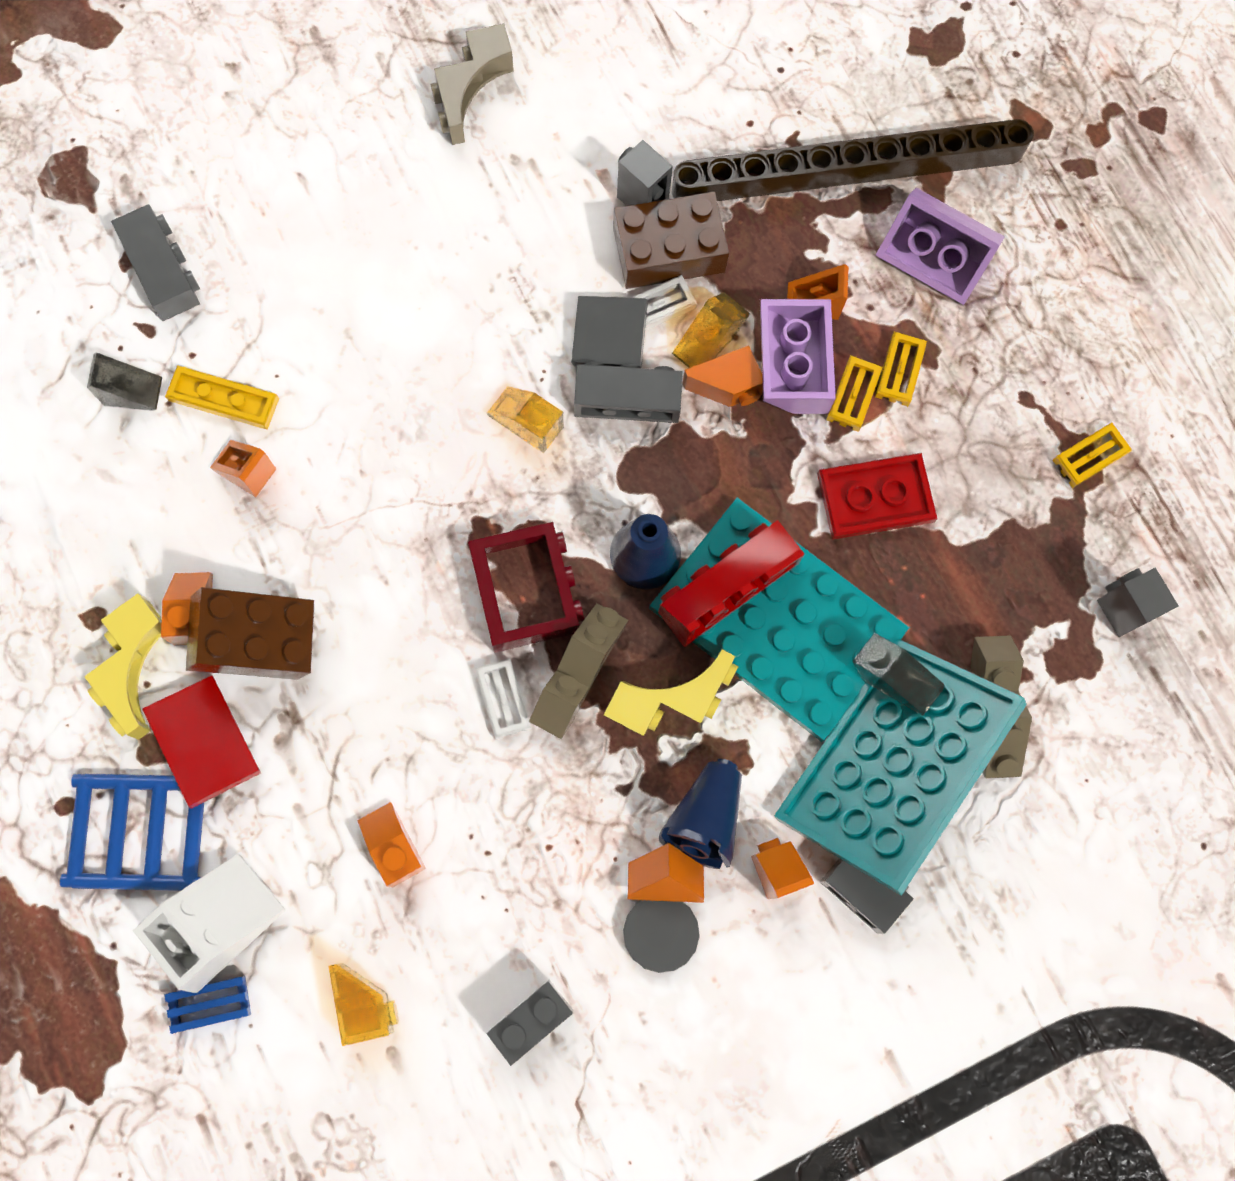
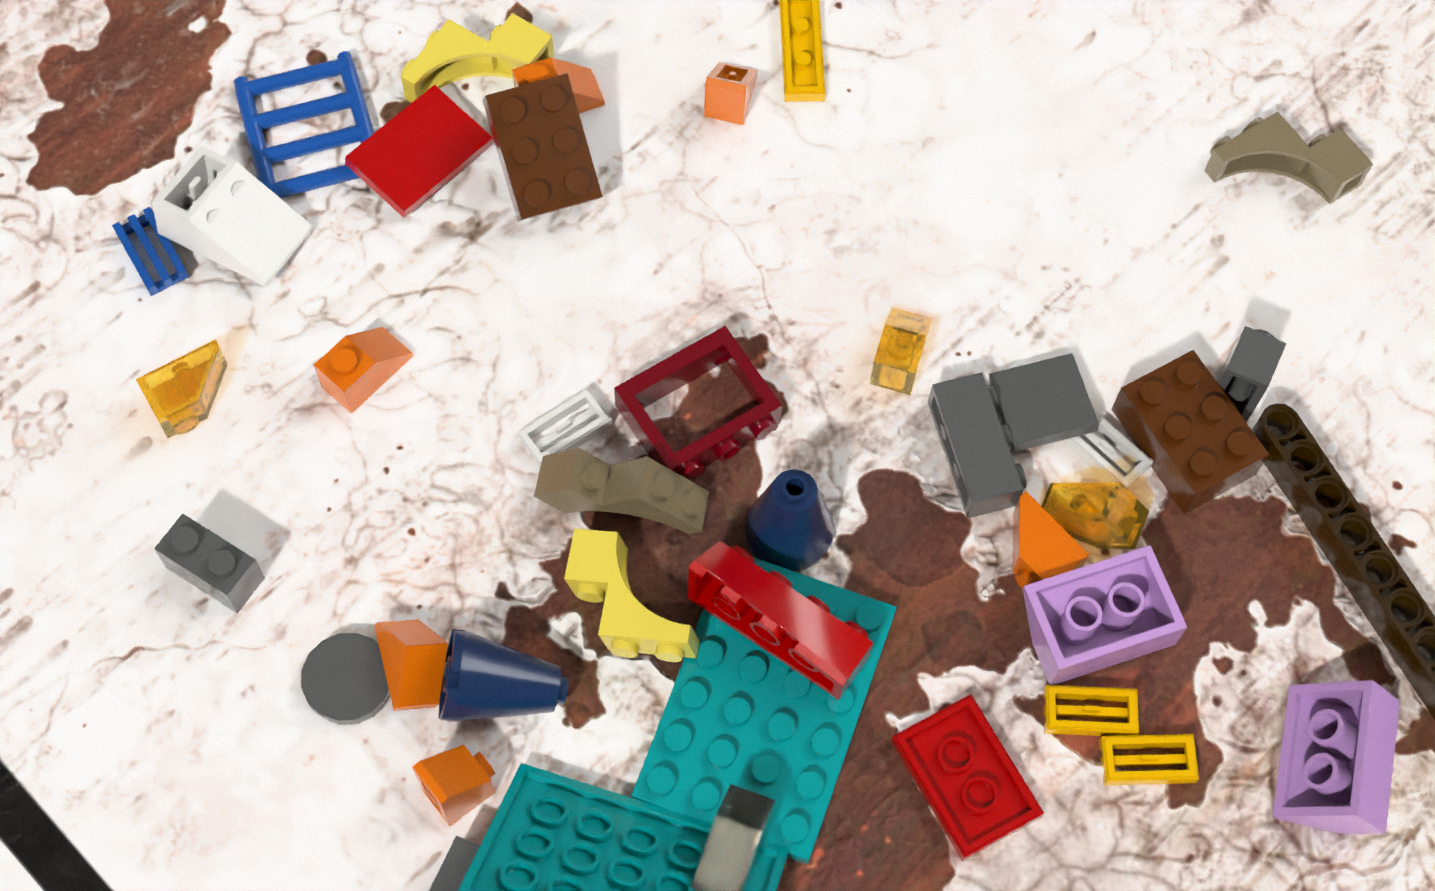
camera: 75 degrees right, 10 degrees down
(823, 285) = (1209, 629): orange slope -> none

